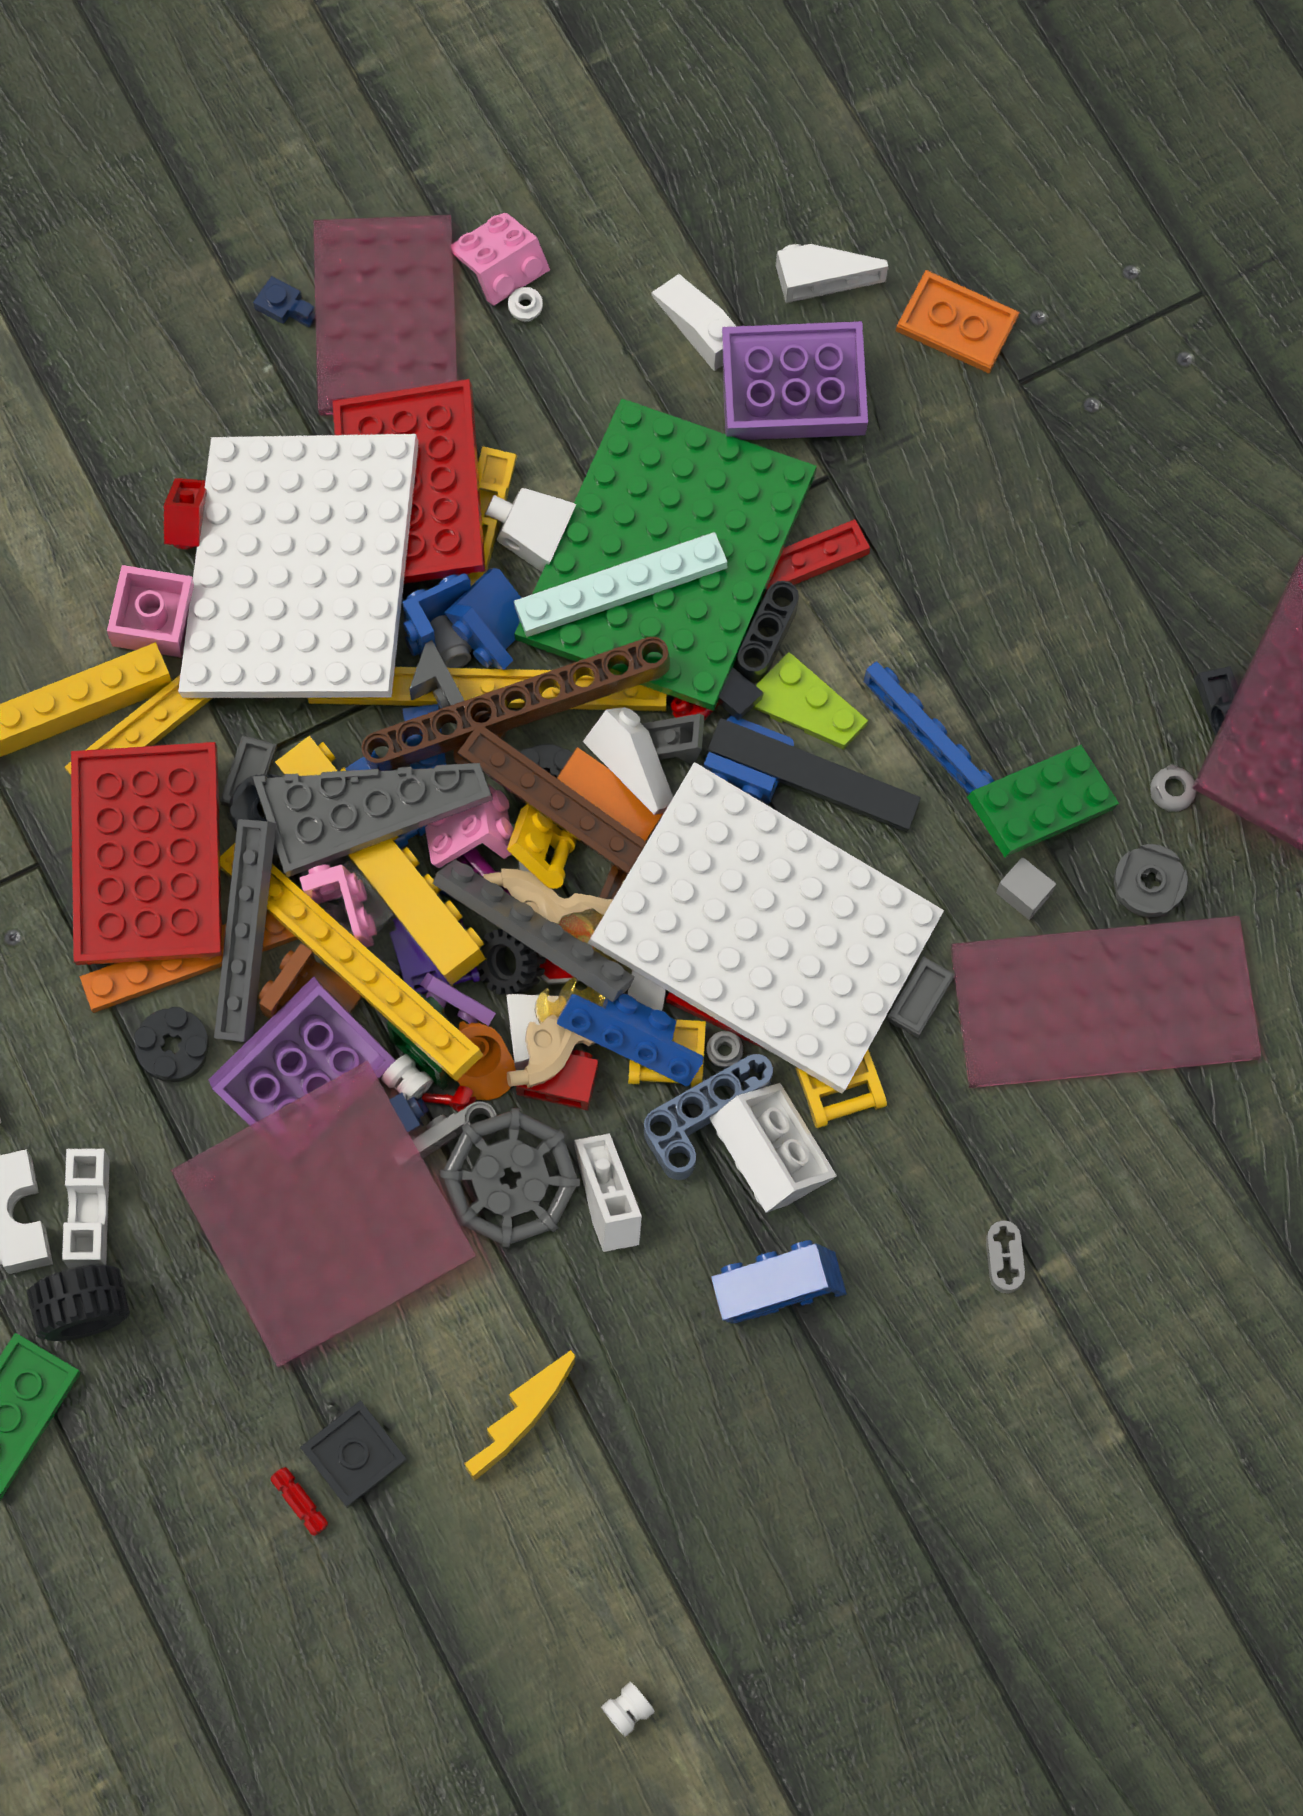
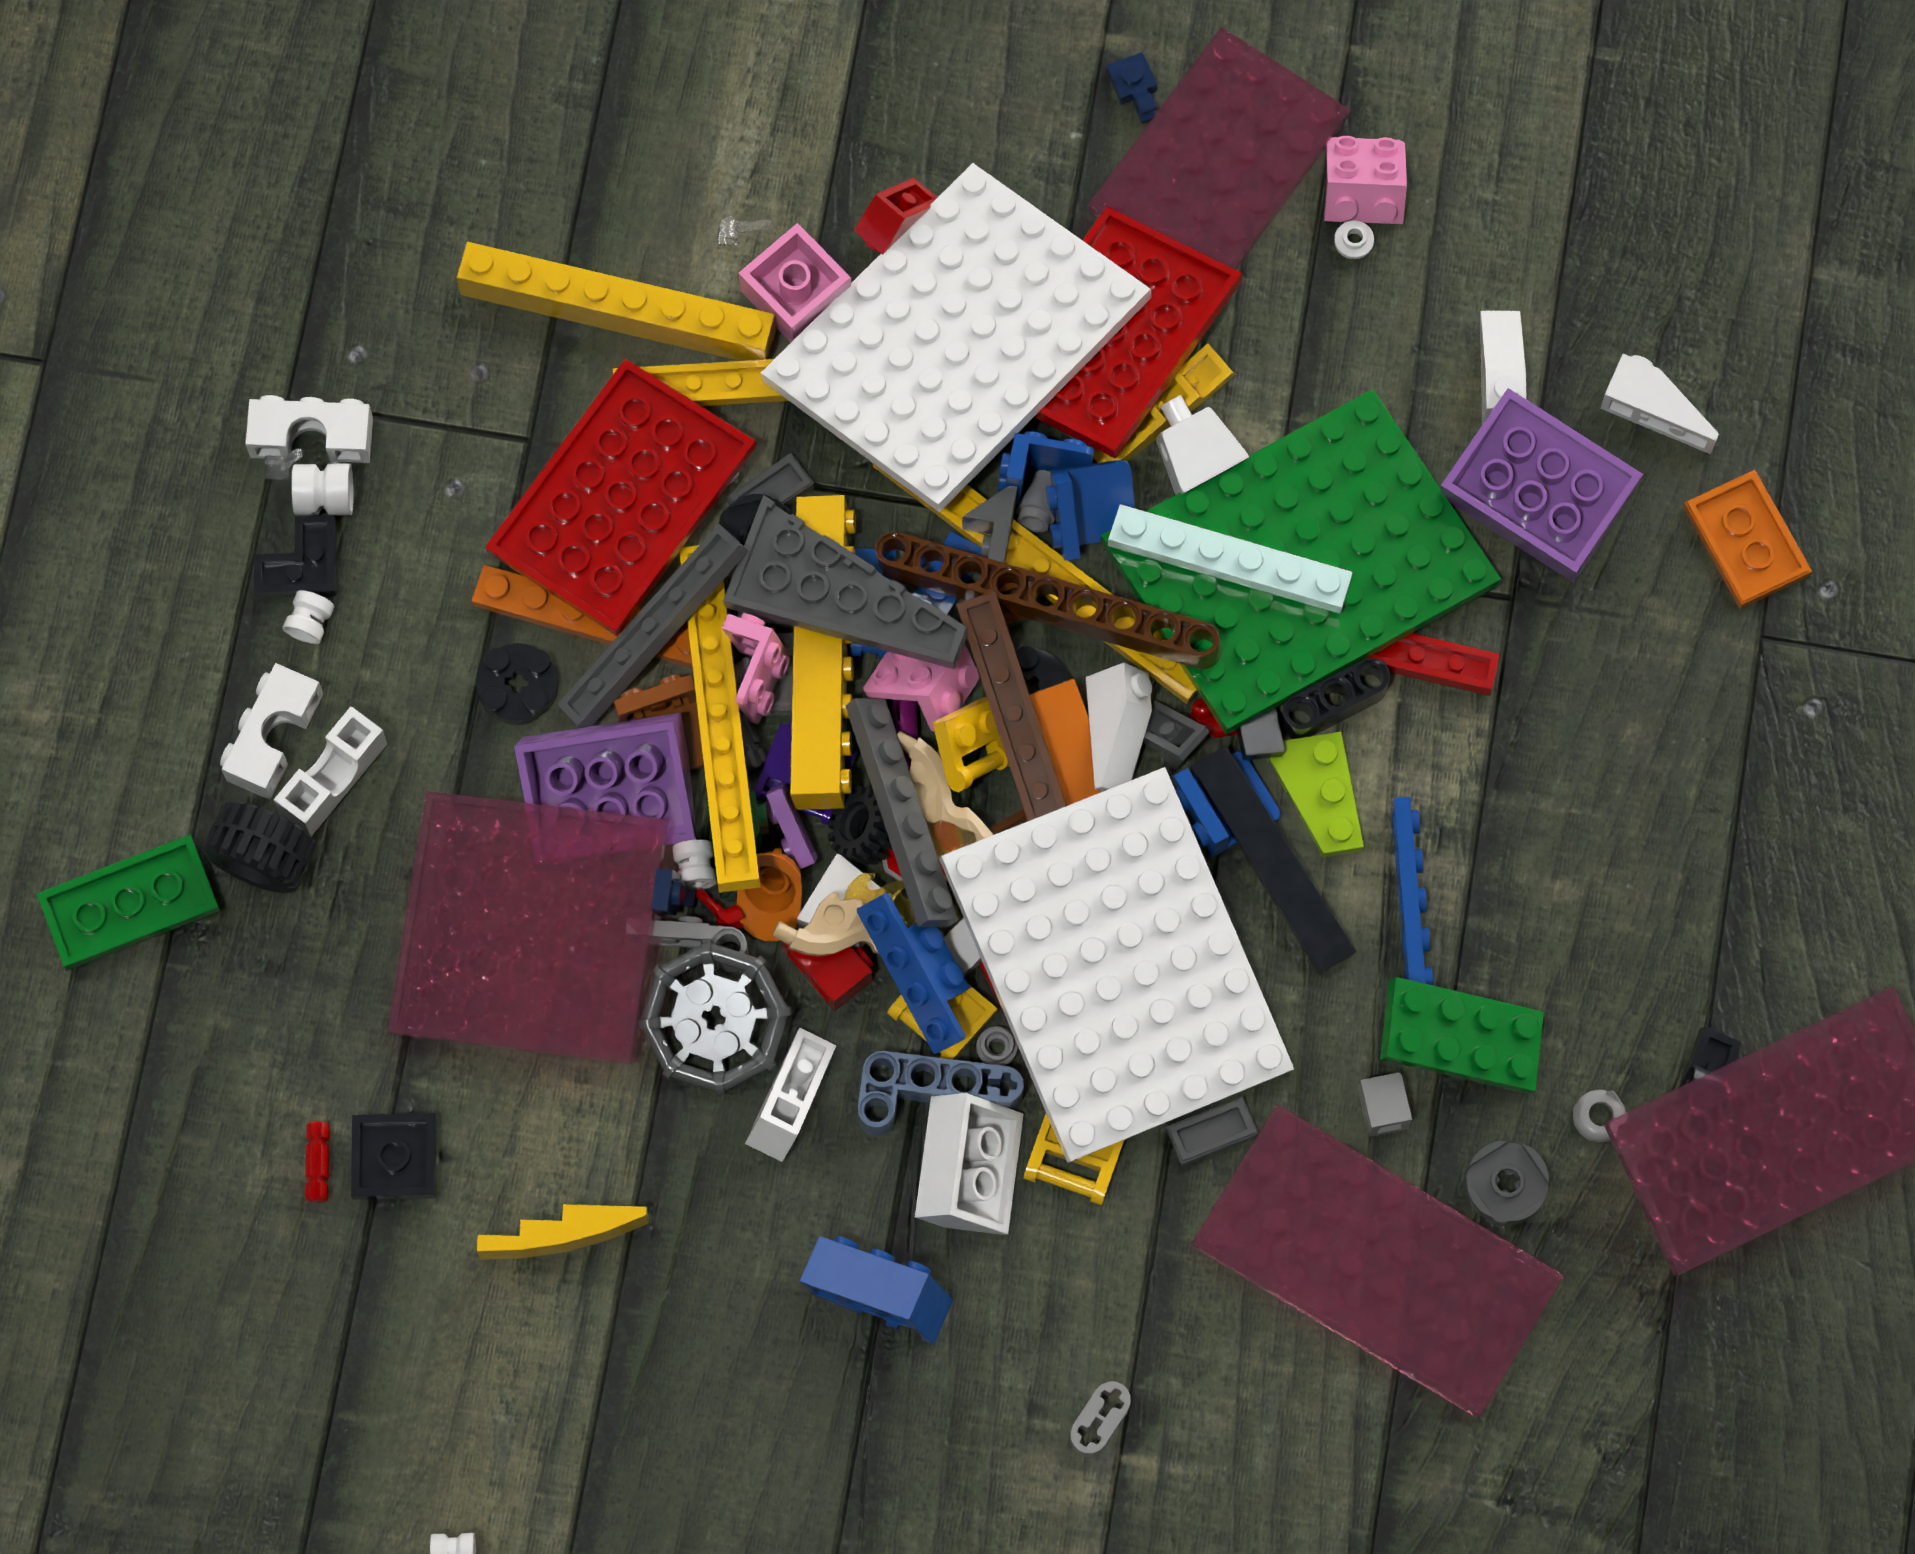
camera: 40 degrees right, 0 degrees up
(71, 606) = (731, 228): none -> clear hand

